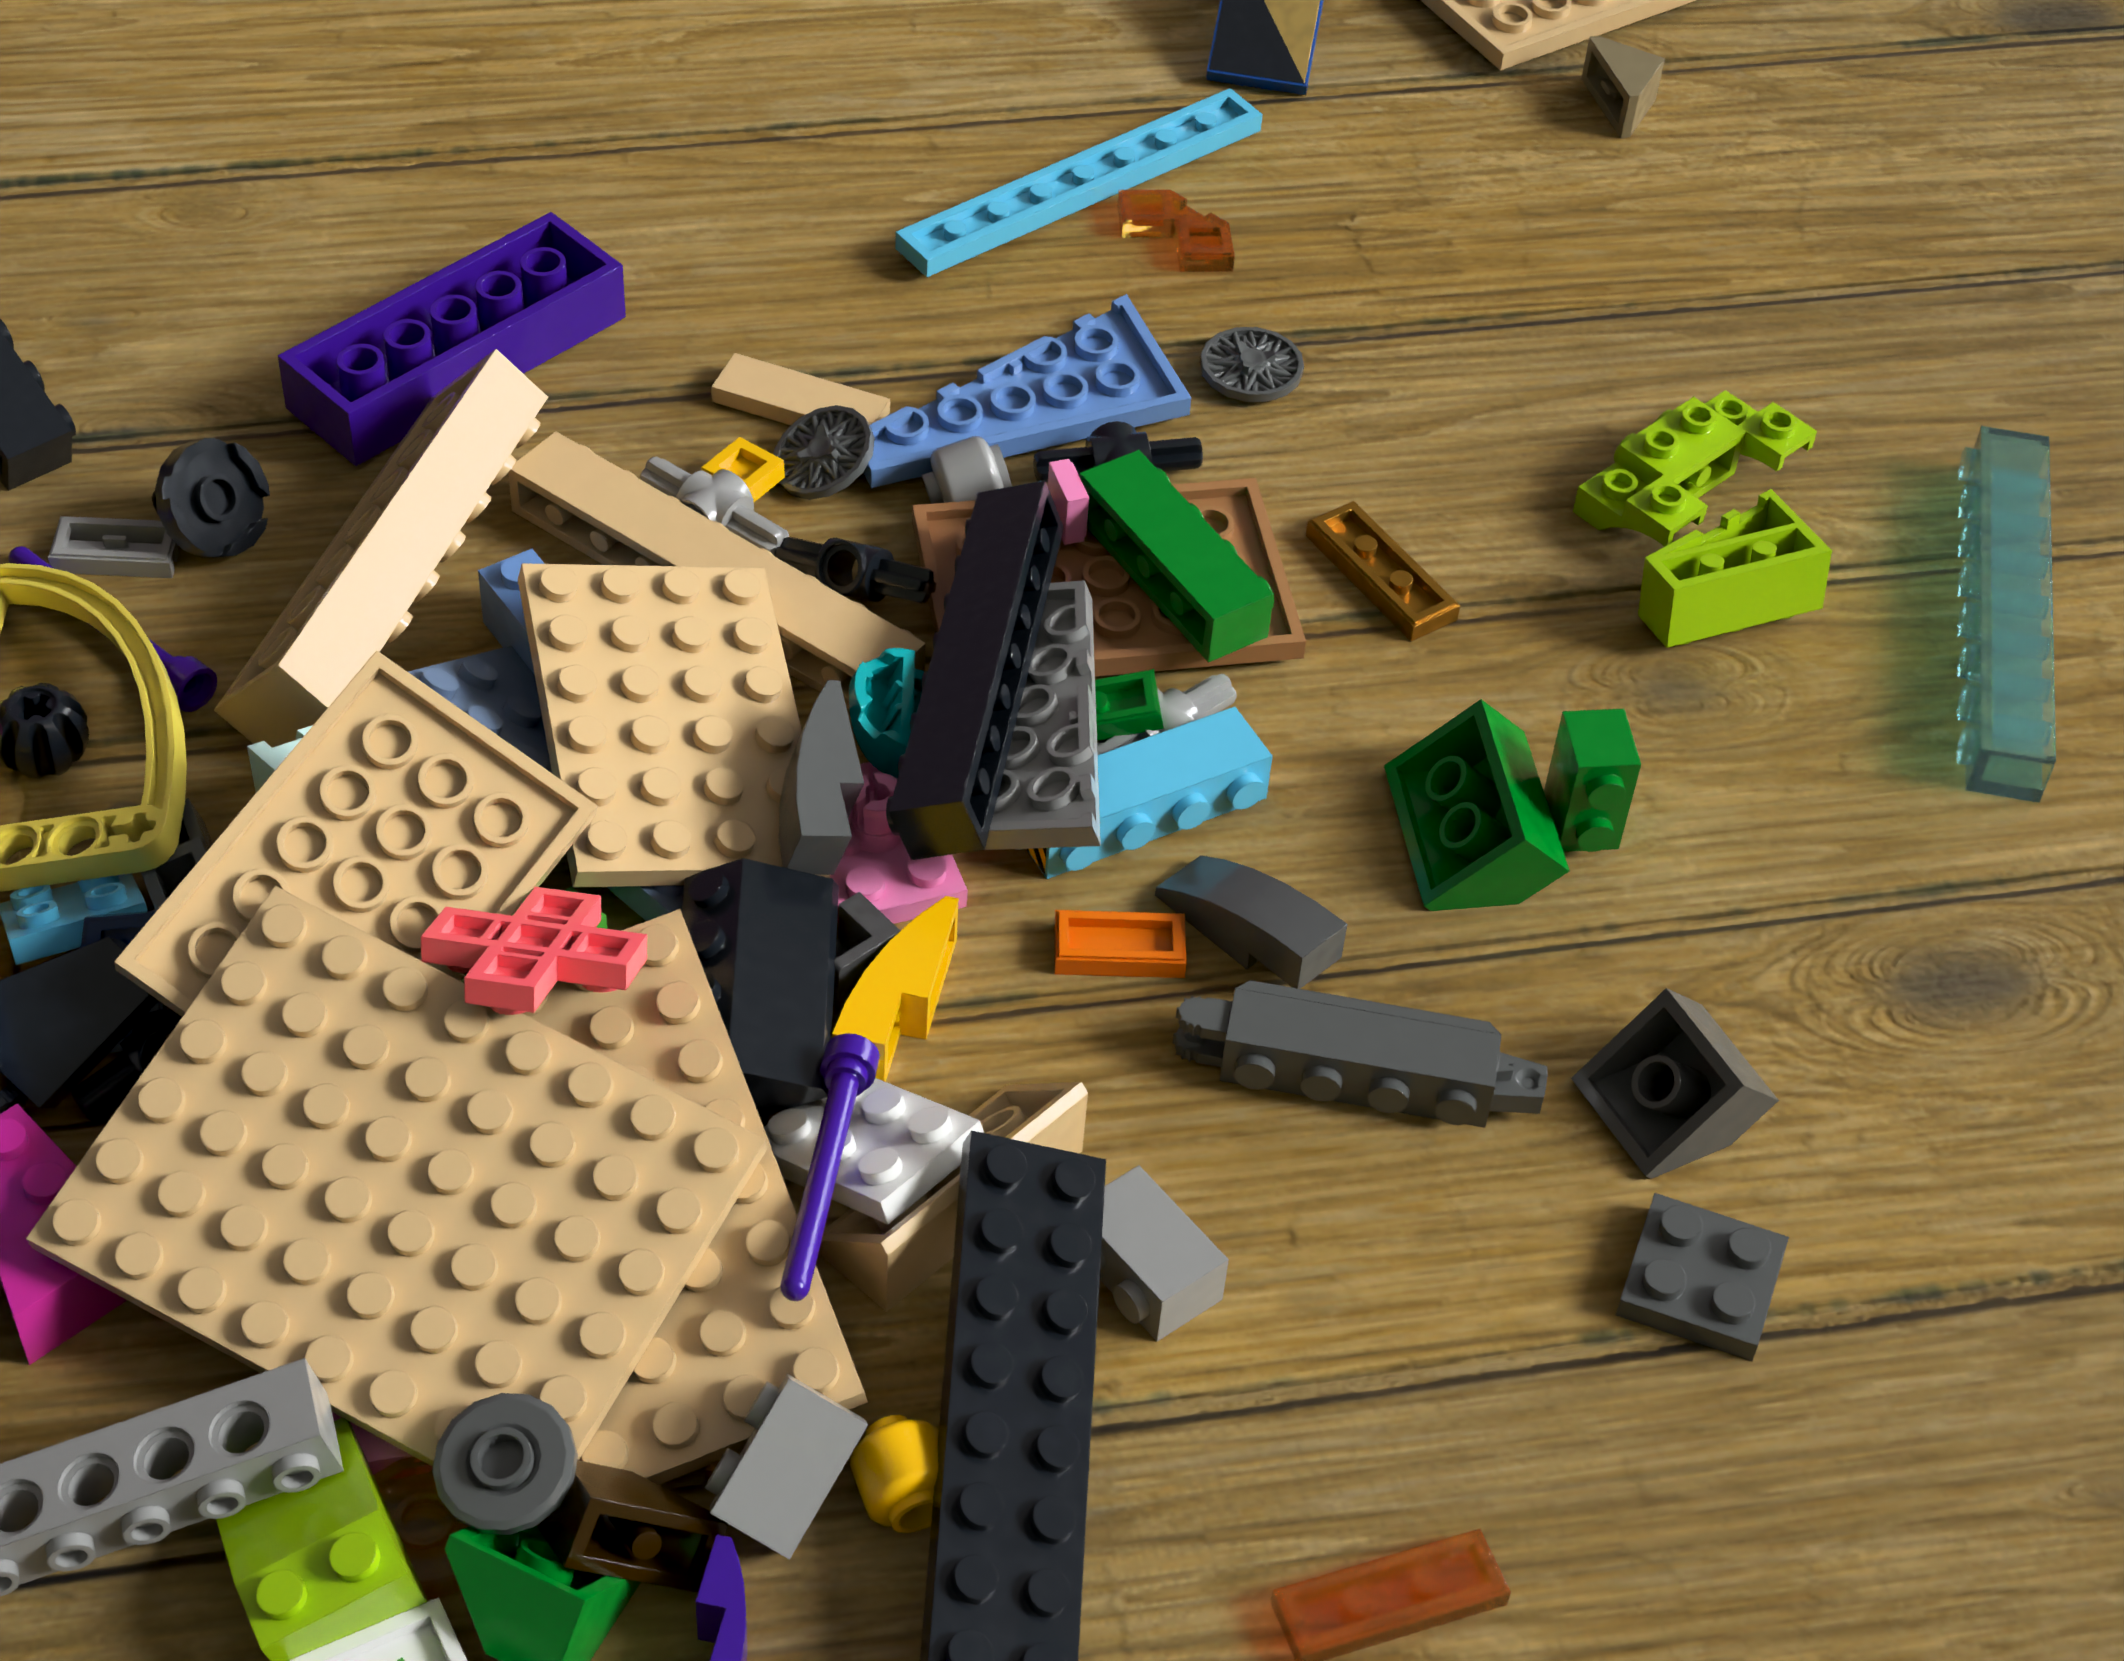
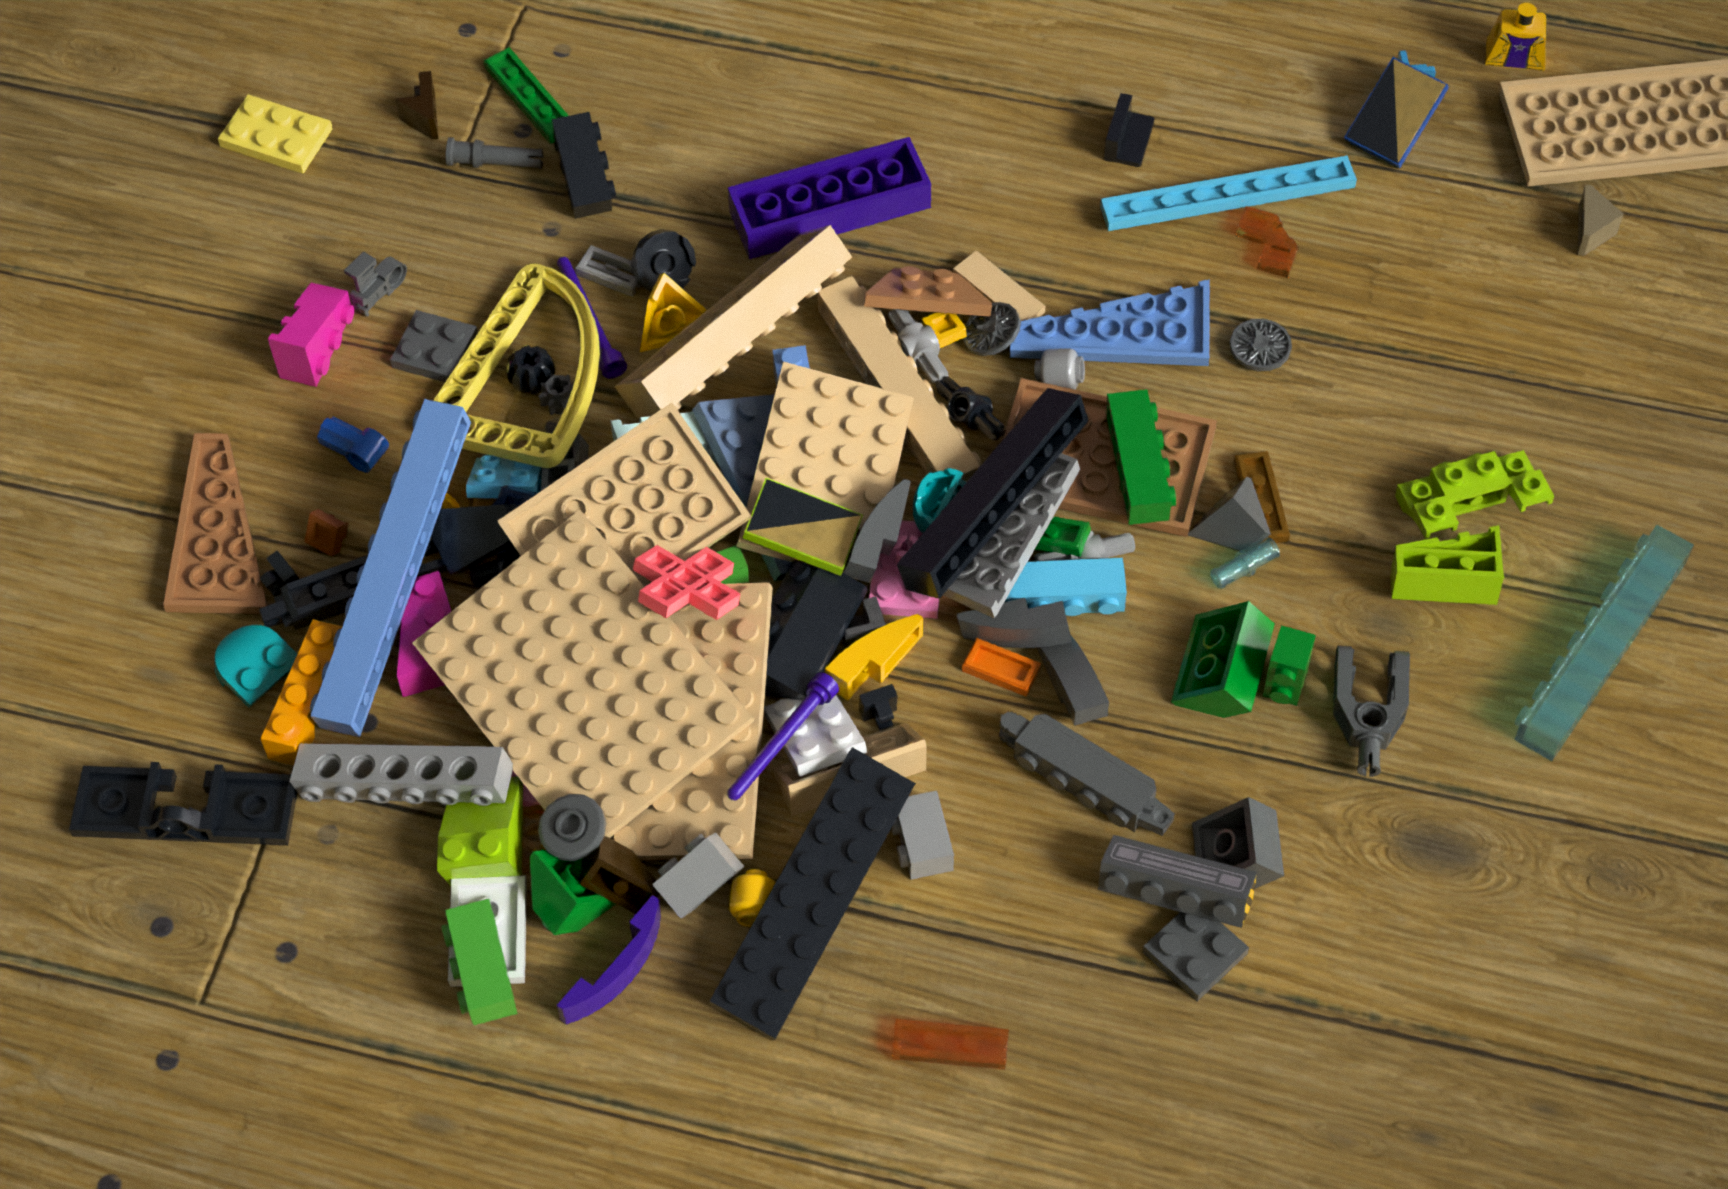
camera: 30 degrees right, 10 degrees up
(111, 755) = (556, 393): none -> dark grey gear
(256, 576) = (667, 313): none -> yellow slope
(686, 809) = (803, 526): none -> tile
(697, 423) = (927, 291): none -> medium nougat wing
(882, 145) = (1128, 134): none -> black panel
(954, 1069) = (879, 706): none -> black tile
(1070, 500) = (1098, 405): bright pink tile -> none
(1117, 440) = (1150, 377): black axle -> none
(1128, 866) = (1018, 626): none -> dark grey slope
(1365, 608) = (1234, 519): none -> dark grey slope
(1418, 666) = (1245, 563): none -> clear light blue pin
(1621, 1168) = (1177, 881): none -> dark grey brick
(1739, 835) = (1353, 715): none -> dark grey piece

